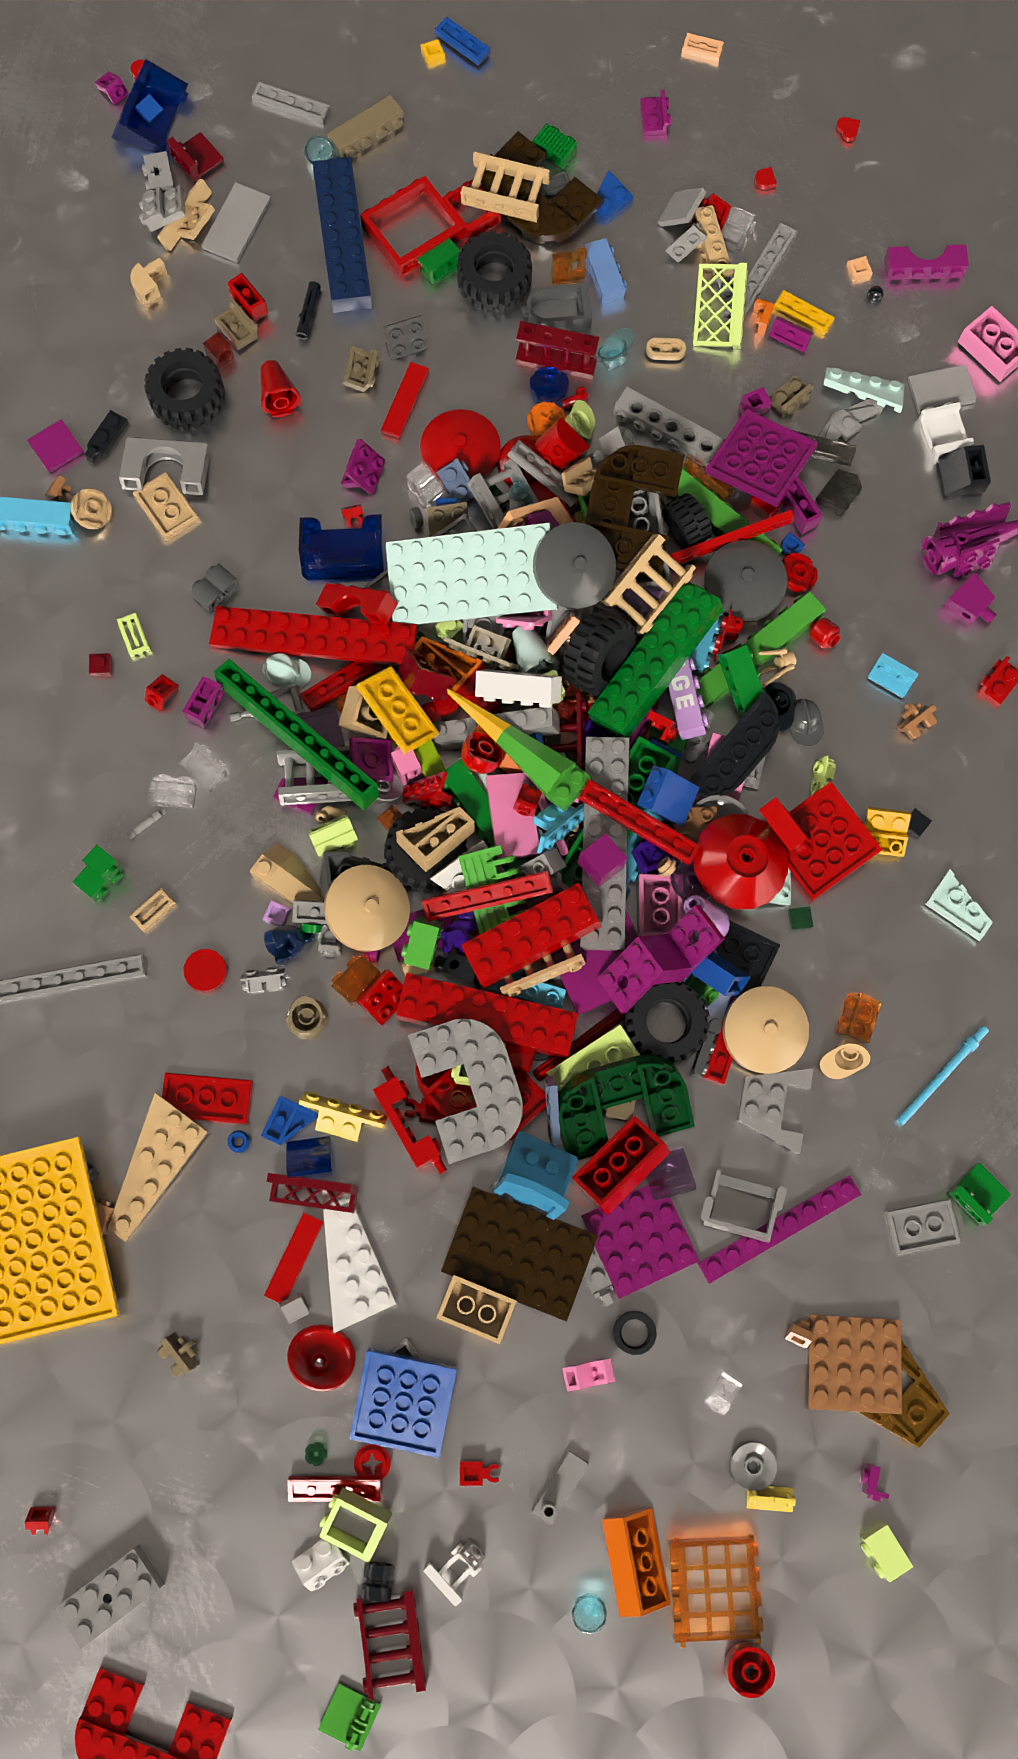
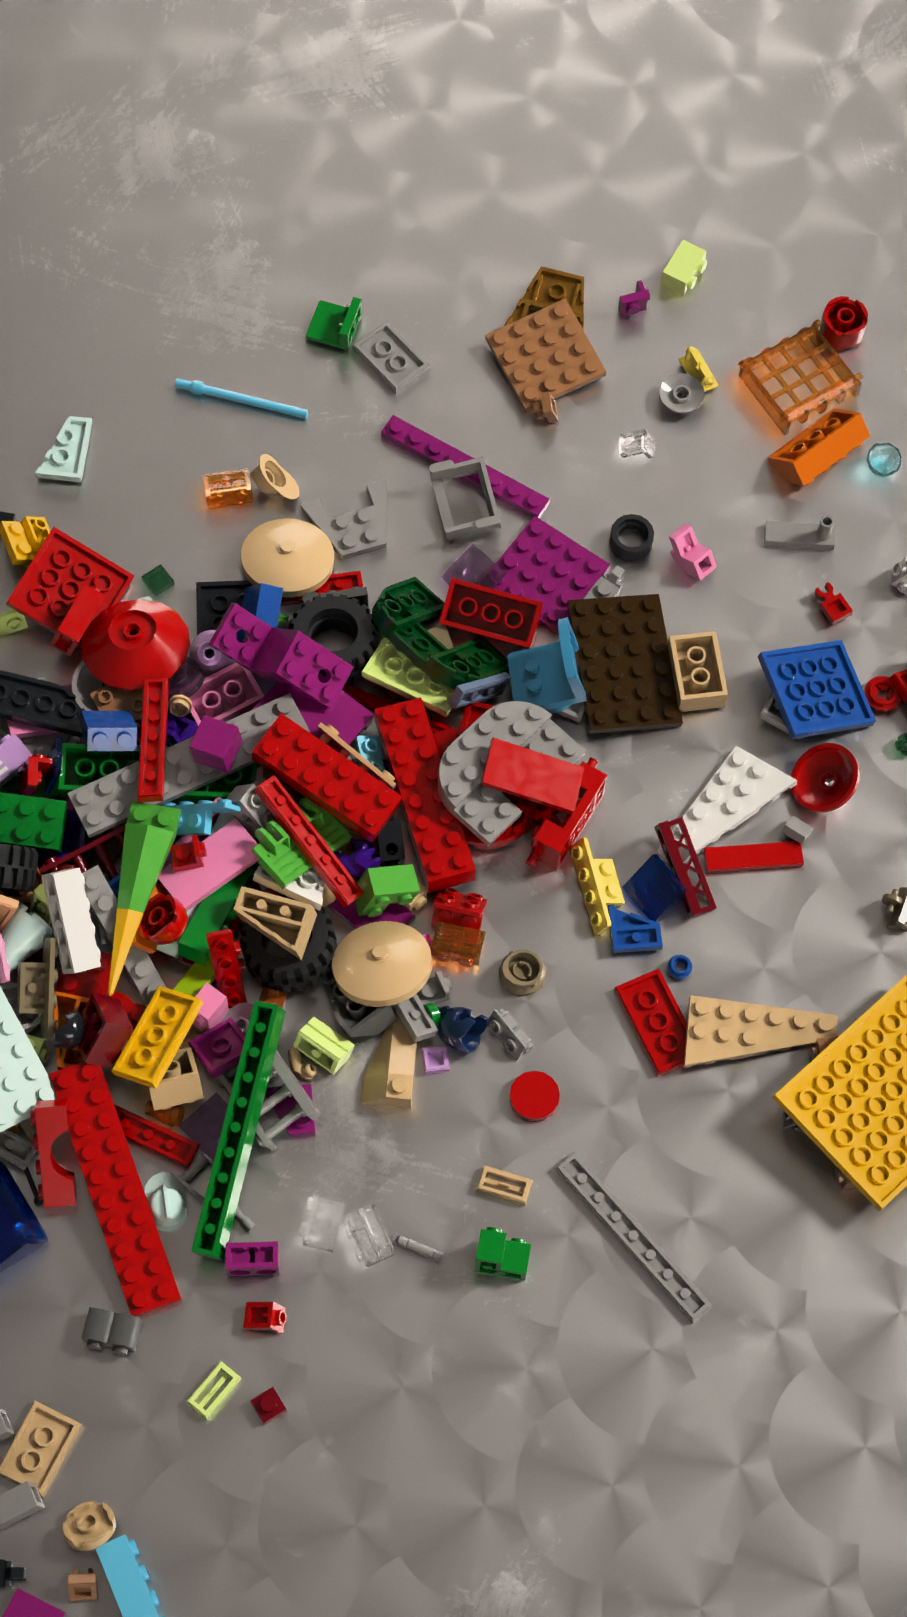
camera: 120 degrees left, 10 degrees down
(436, 654) = (72, 1033): none -> black hair
(443, 1100) = (532, 775): none -> tile

